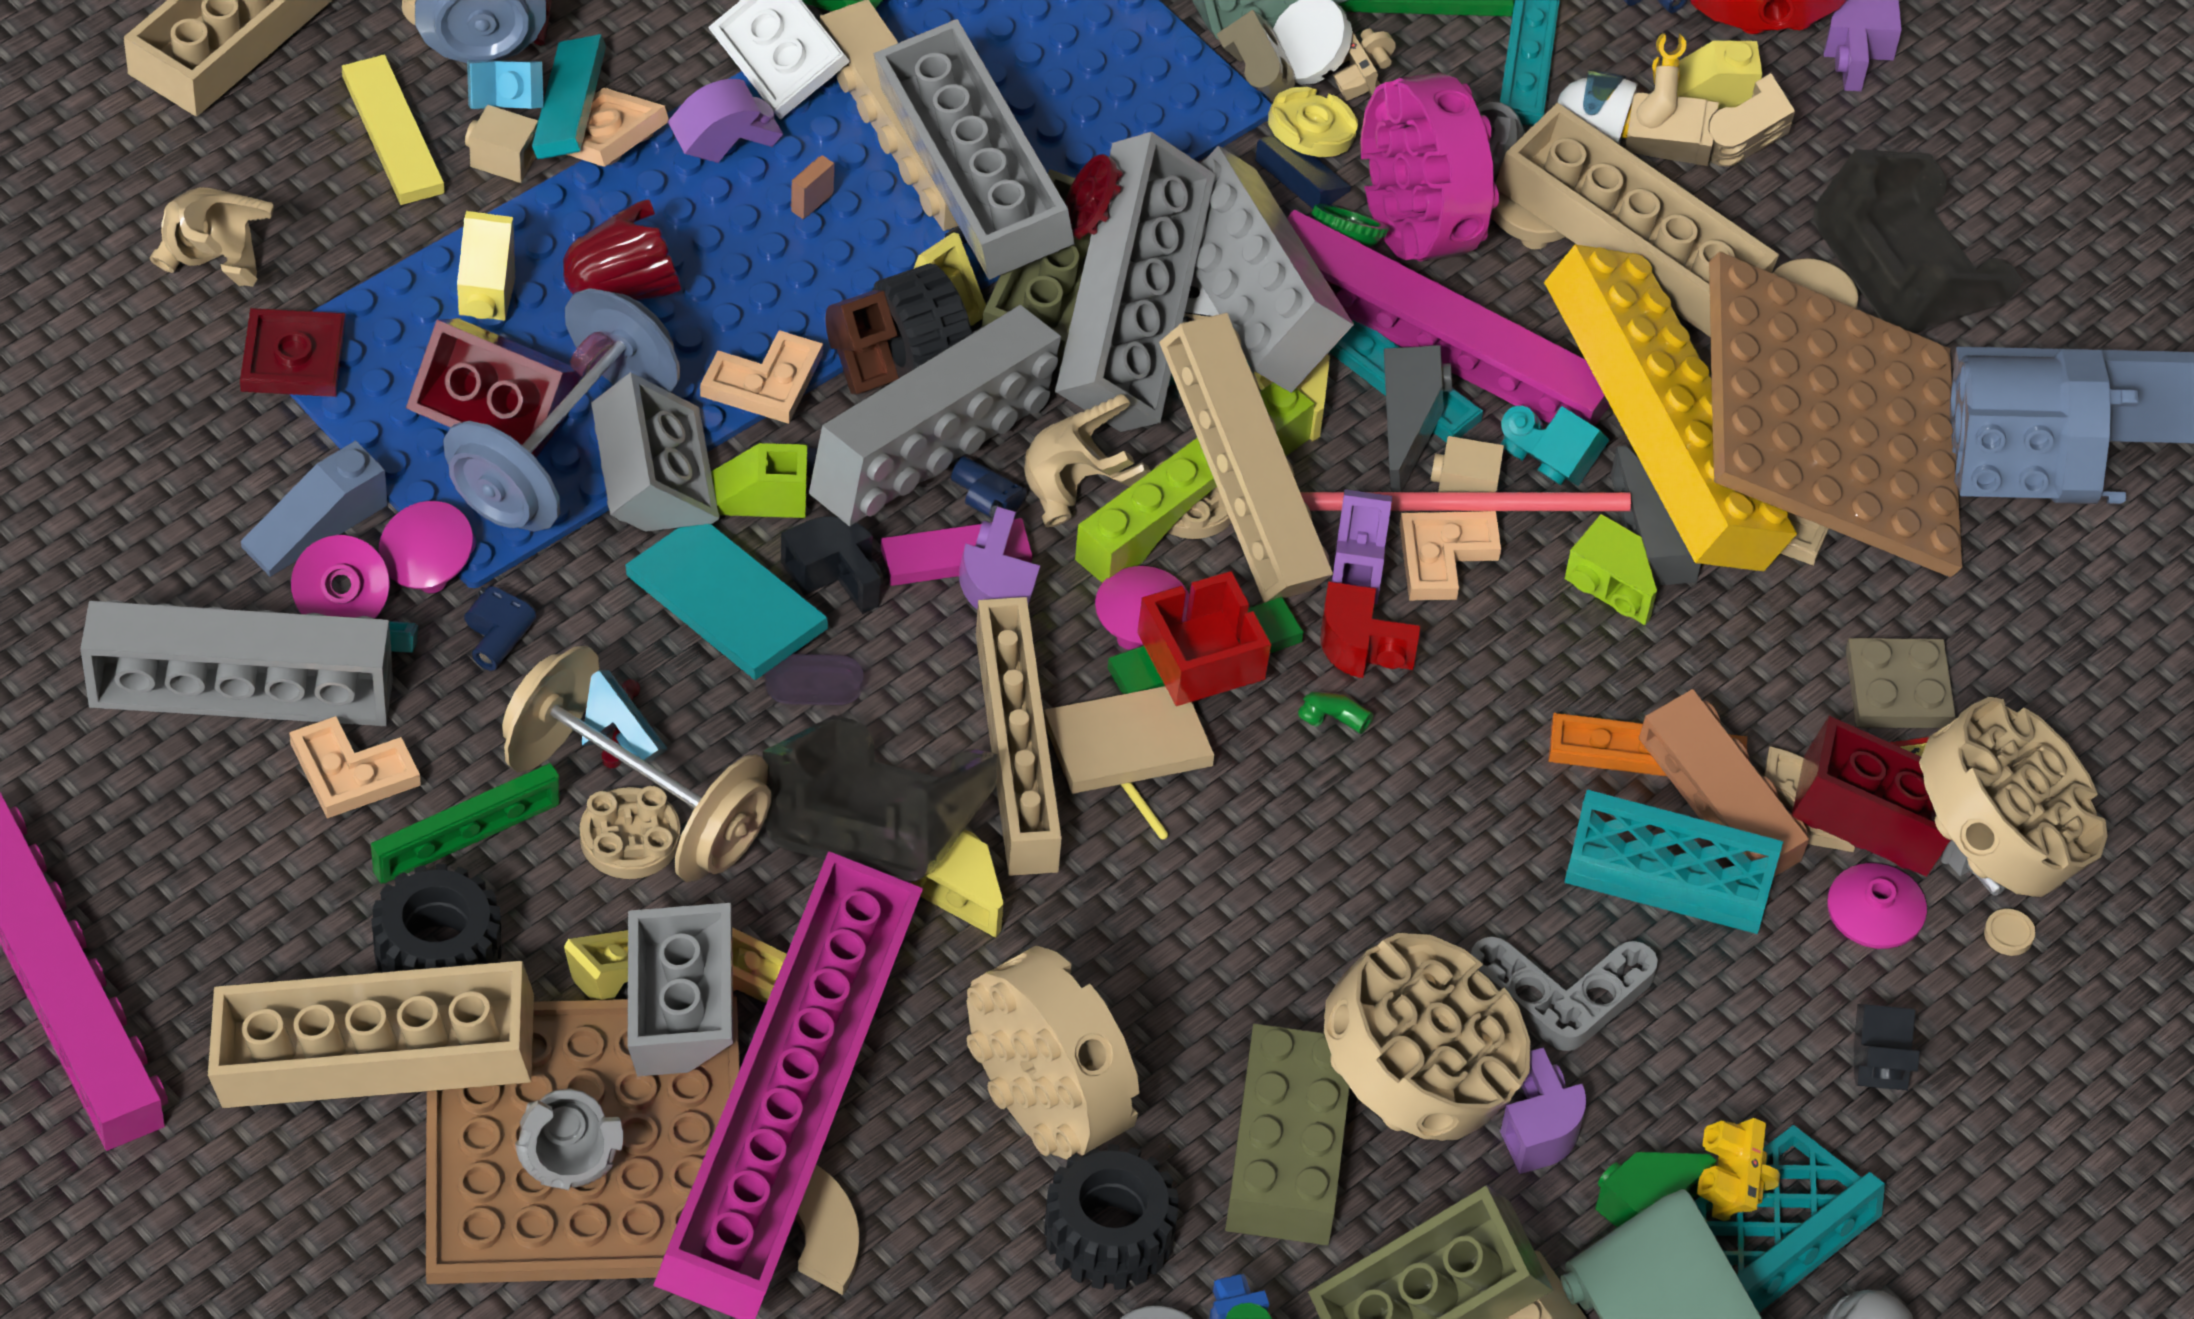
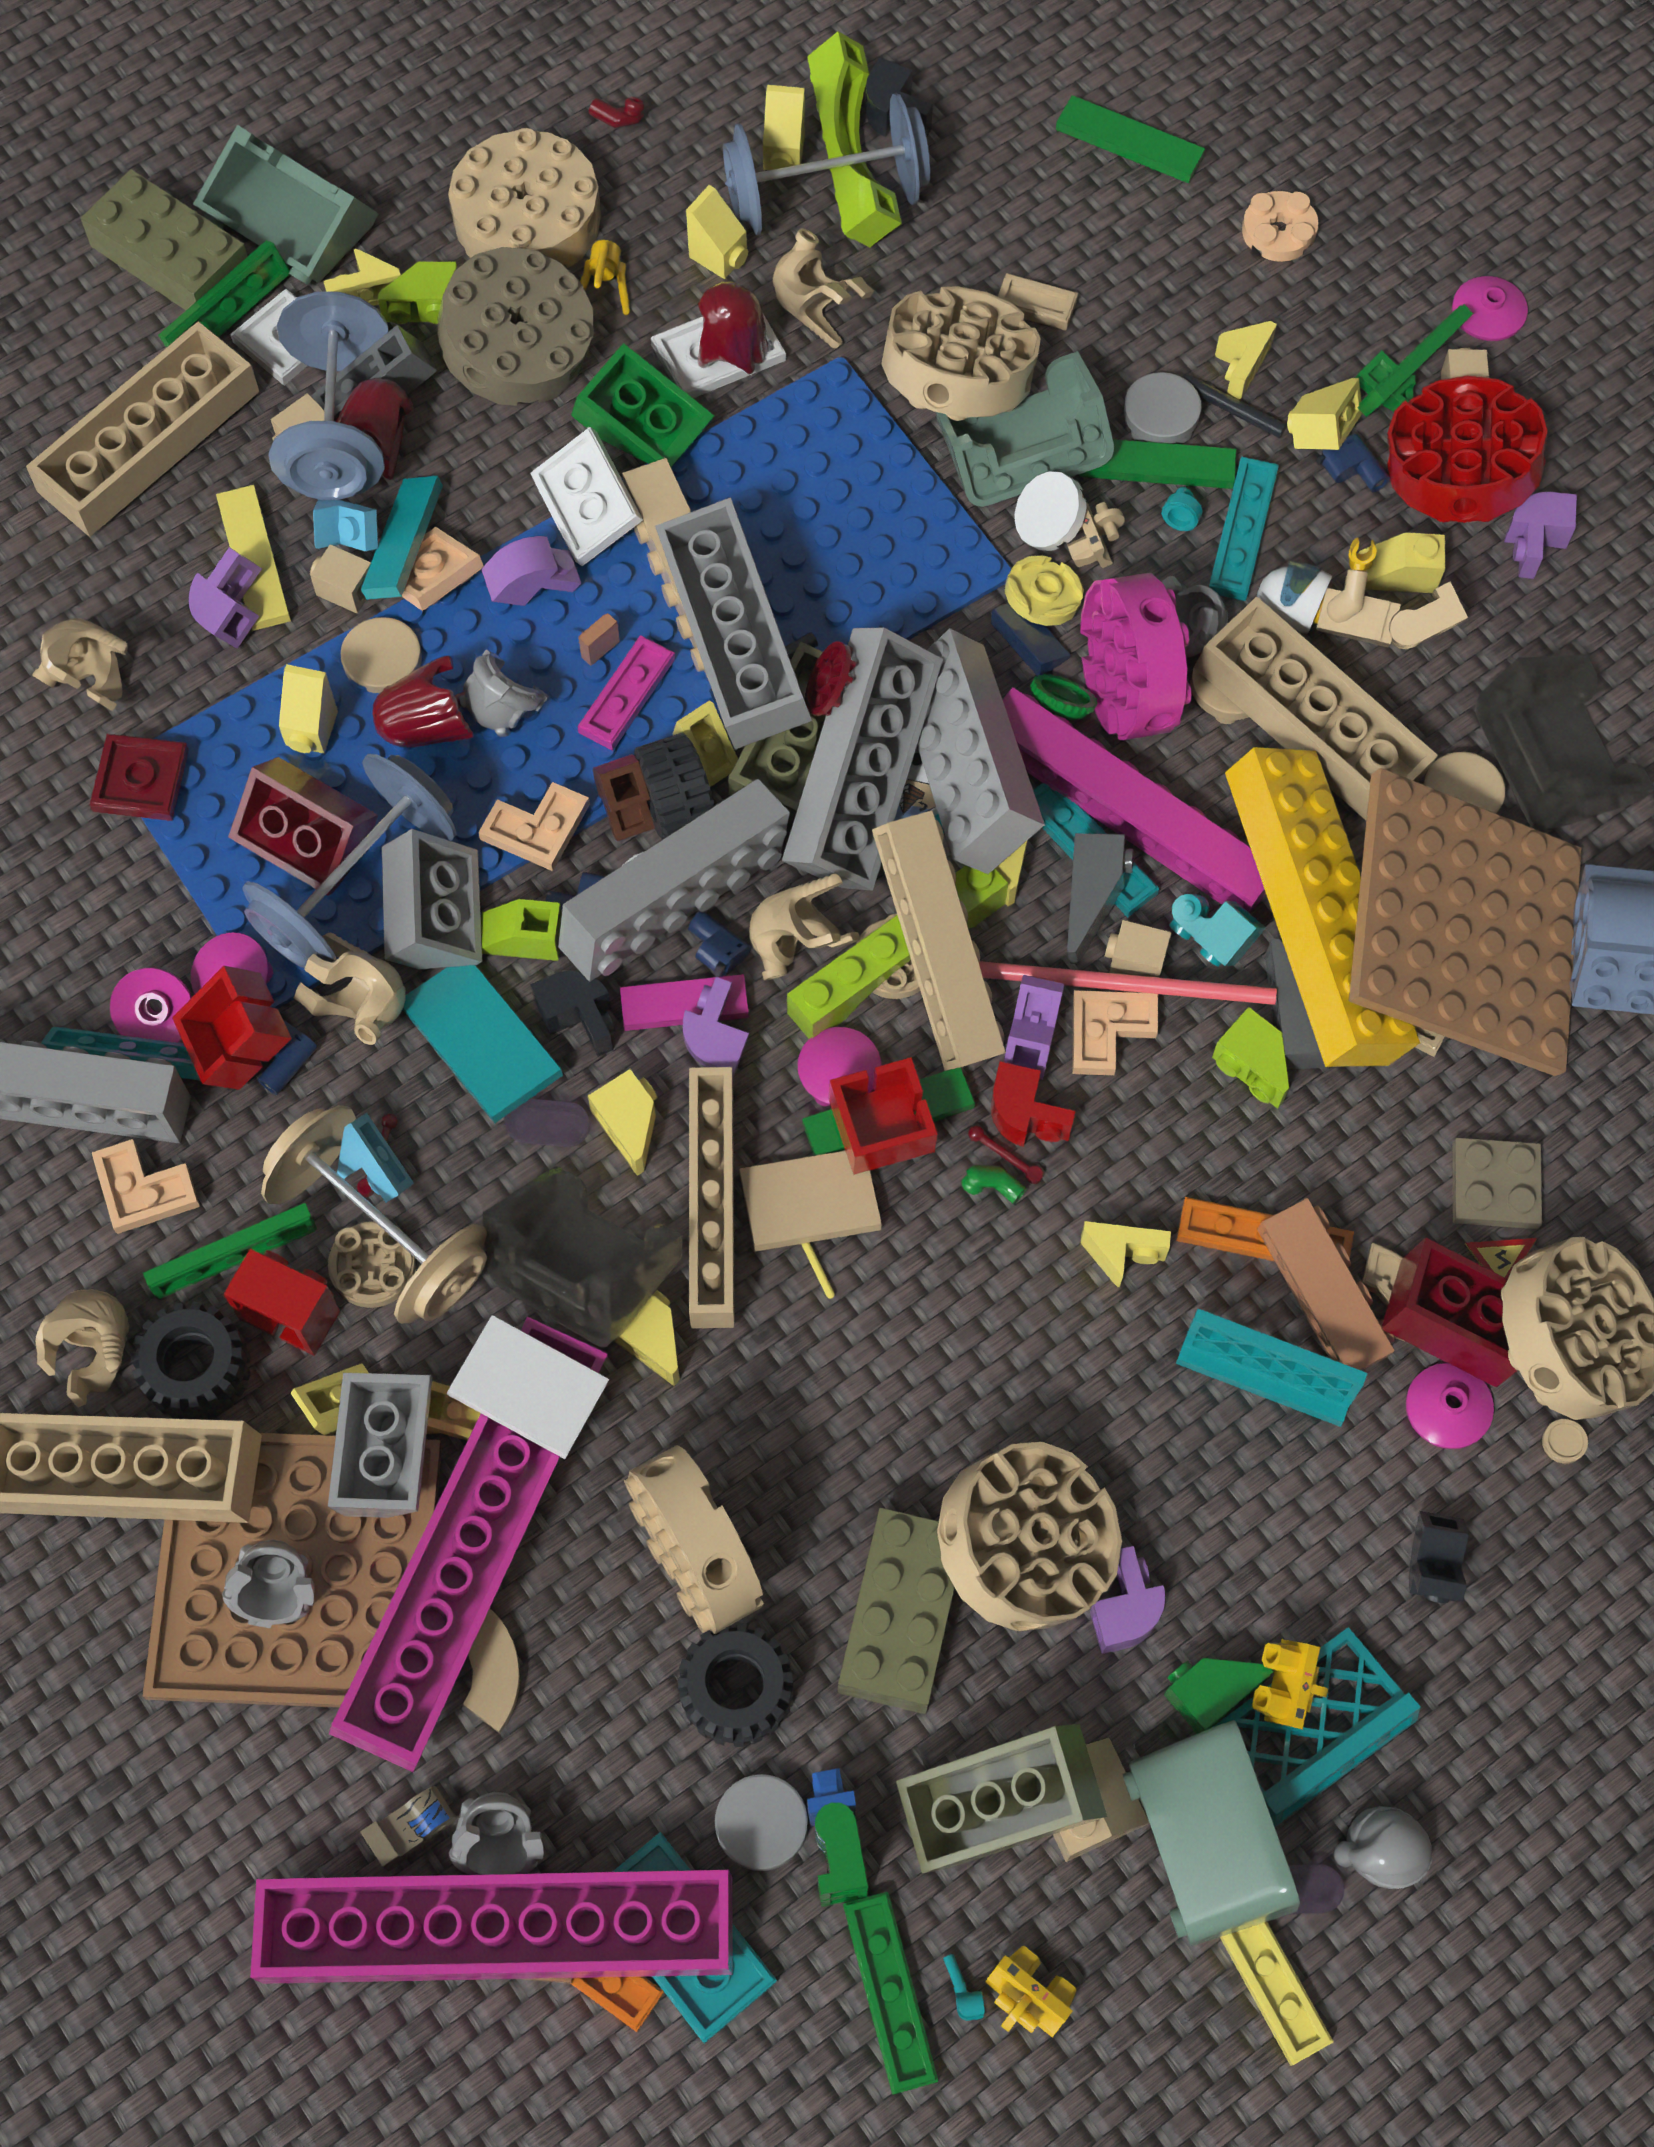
camera: 10 degrees right, 15 degrees up
(315, 902) = (91, 1321): none -> tan piece
(322, 504) = (142, 932): sand blue slope -> none
(365, 166) = (217, 599): none -> medium lavender brick
(442, 589) = (231, 1028): none -> red piece
(524, 844) = (272, 1294): none -> red piece
(554, 216) = (380, 653): none -> tan tile
(590, 352) = (381, 805): clear pink tile -> none
(599, 551) = (371, 998): none -> tan piece
(707, 246) = (495, 699): none -> light grey helmet
(840, 916) = (528, 1387): none -> white tile
(849, 242) = (626, 693): none -> dark pink tile
(905, 664) = (627, 1116): none -> light yellow slope
(1265, 60) = (1006, 521): dark tan leg -> none
(1378, 702) = (1033, 1174): none -> dark red hinge
(1458, 36) = (1182, 510): none -> teal tile
(1480, 760) = (1111, 1243): none -> light yellow slope
(1574, 1003) = (1168, 1490): light grey beam -> none

